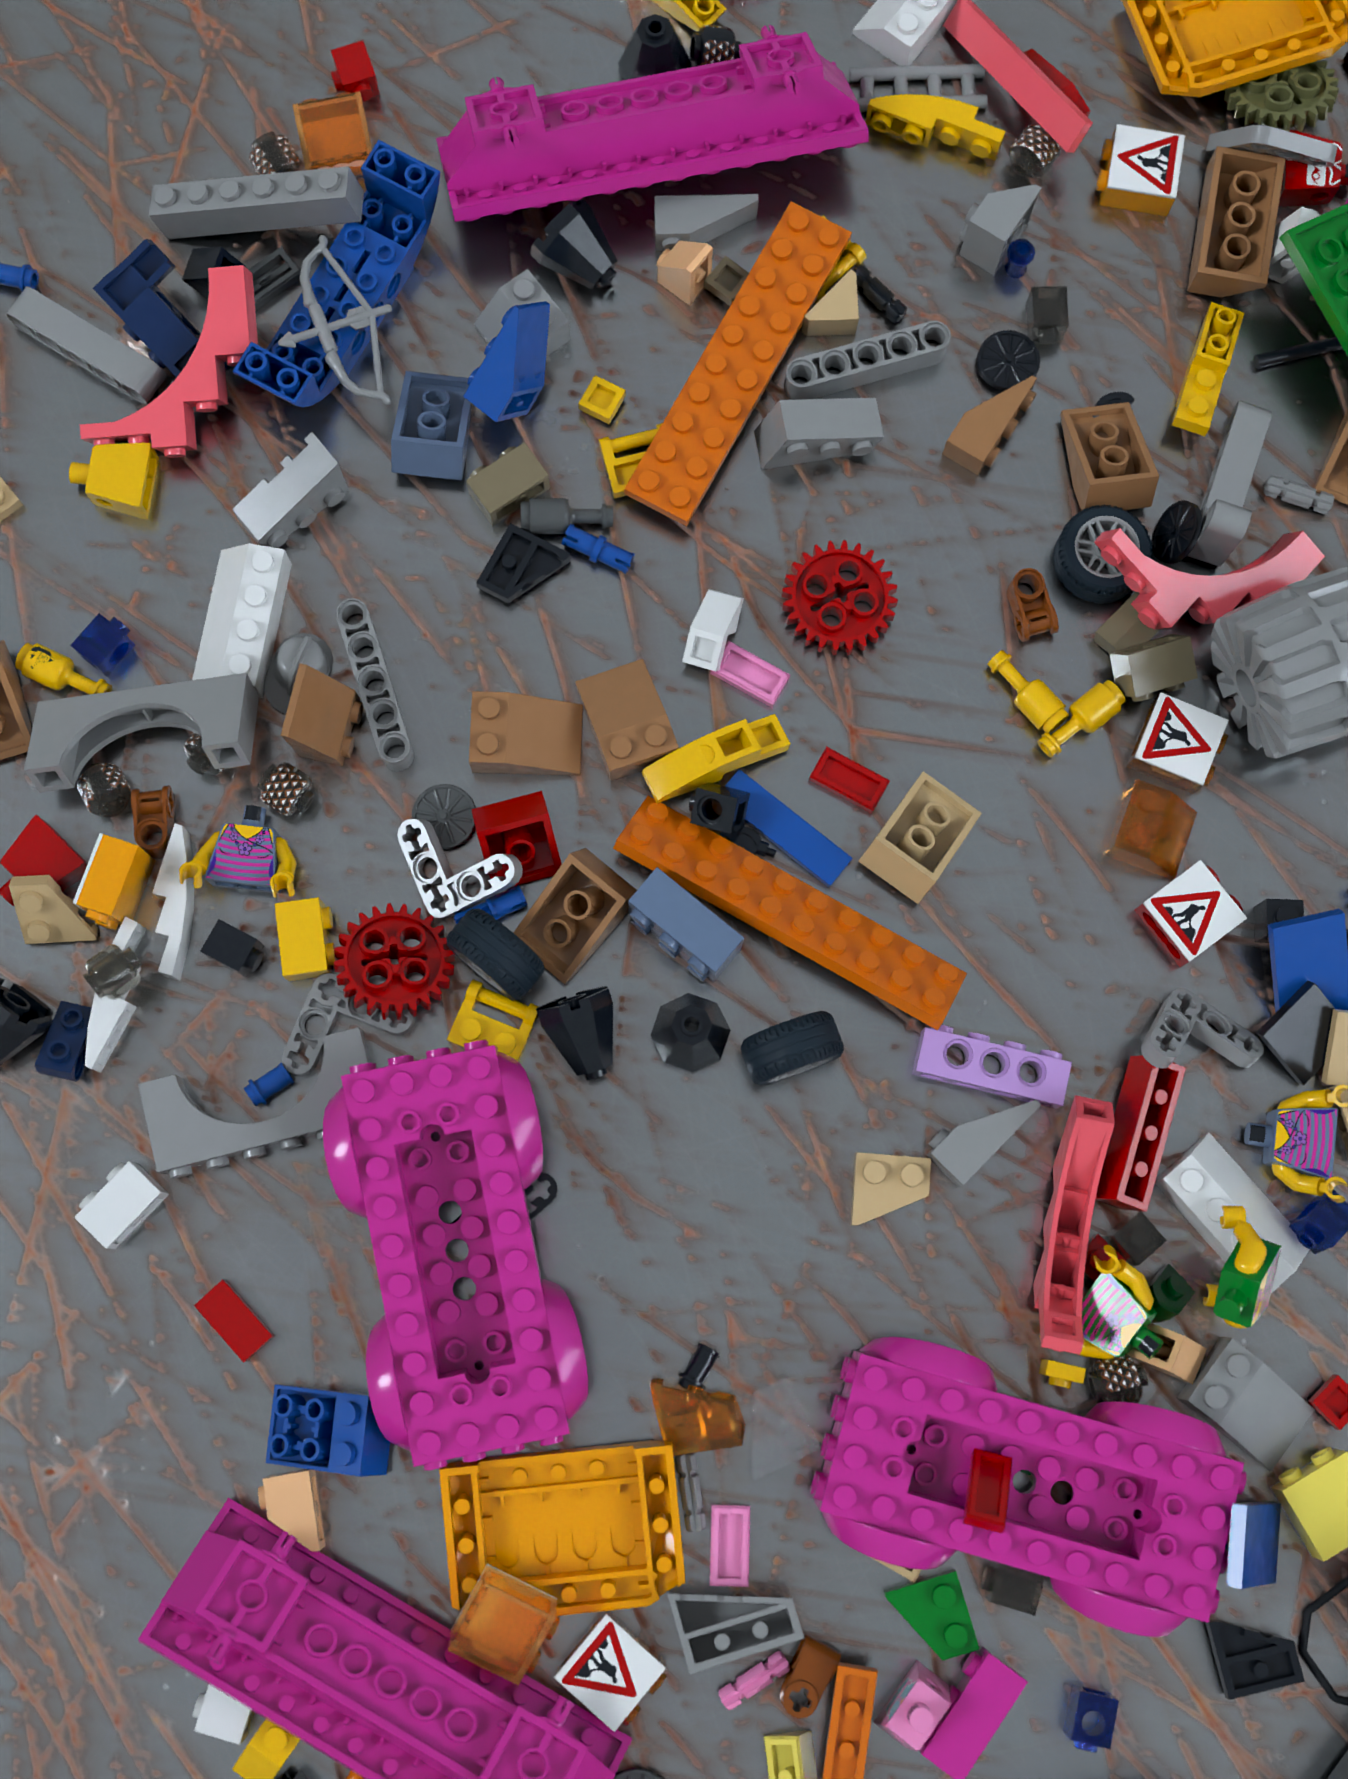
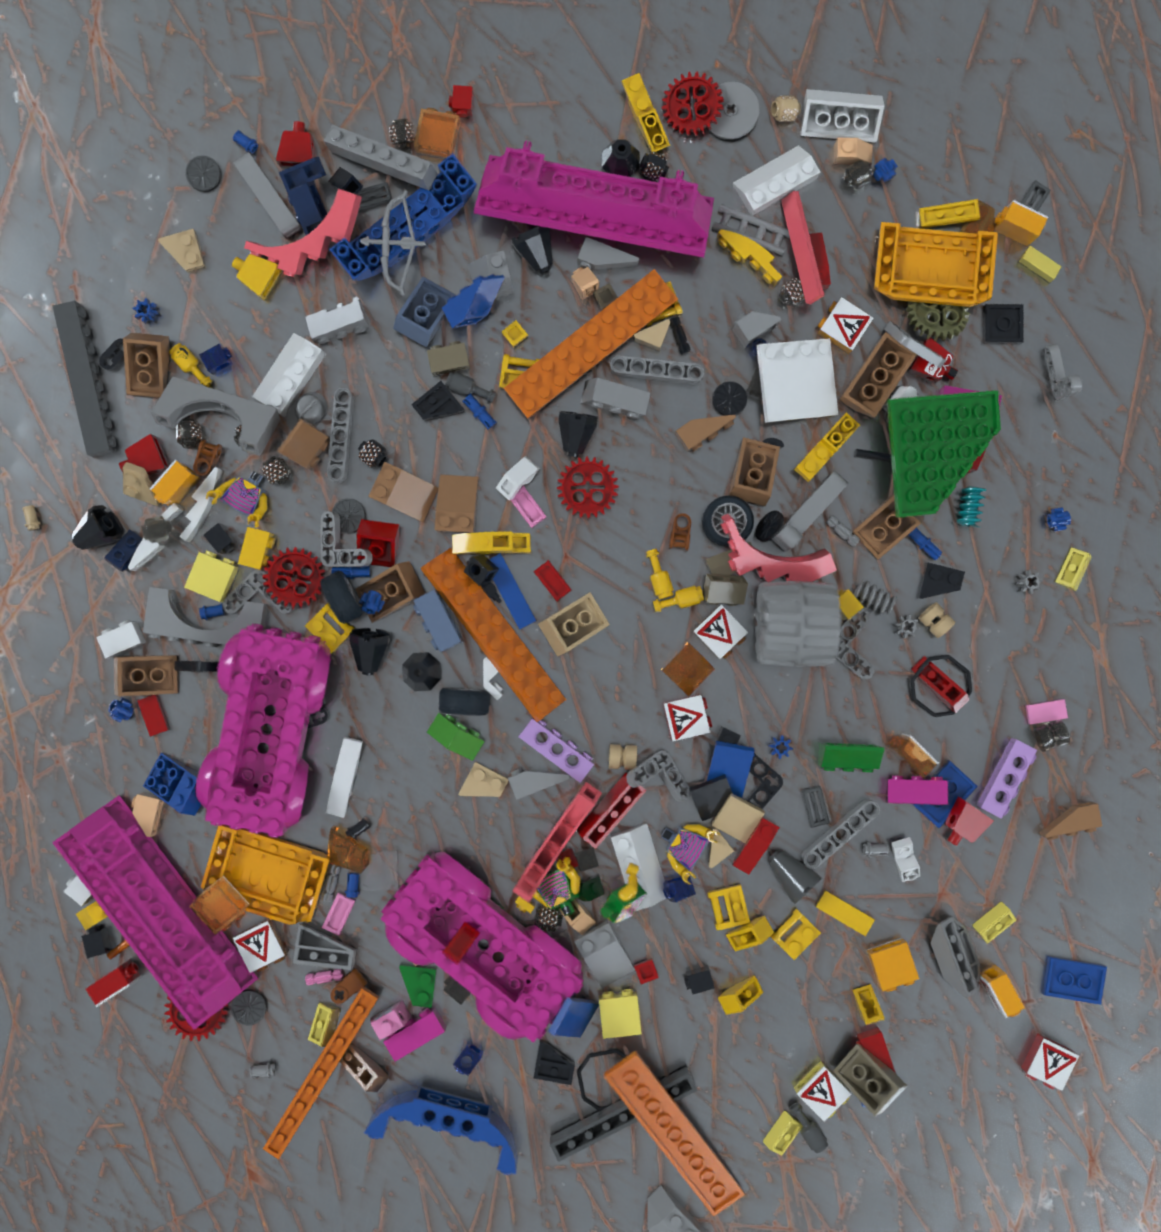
camera: 30 degrees right, 10 degrees up
(100, 245) = (295, 146): none -> red torso
(170, 1334) = (120, 709): none -> blue gear
(190, 1250) = (145, 675): none -> medium nougat slope
(244, 1020) = (212, 576): none -> light yellow piece
(283, 1189) = (196, 666): none -> black beam
(443, 691) = (372, 453): none -> black head
(552, 941) = (371, 602): none -> blue gear
(633, 1282) = (344, 777): none -> white slope
(733, 1478) = (352, 885): none -> blue pin
(779, 510) = (576, 431): none -> black cone
(803, 1117) = (455, 736): none -> bright green brick
(811, 981) = (489, 672): none -> white slope
(1108, 282) = (797, 380): none -> white plate
(1118, 1028) = (622, 756): none -> tan wheel

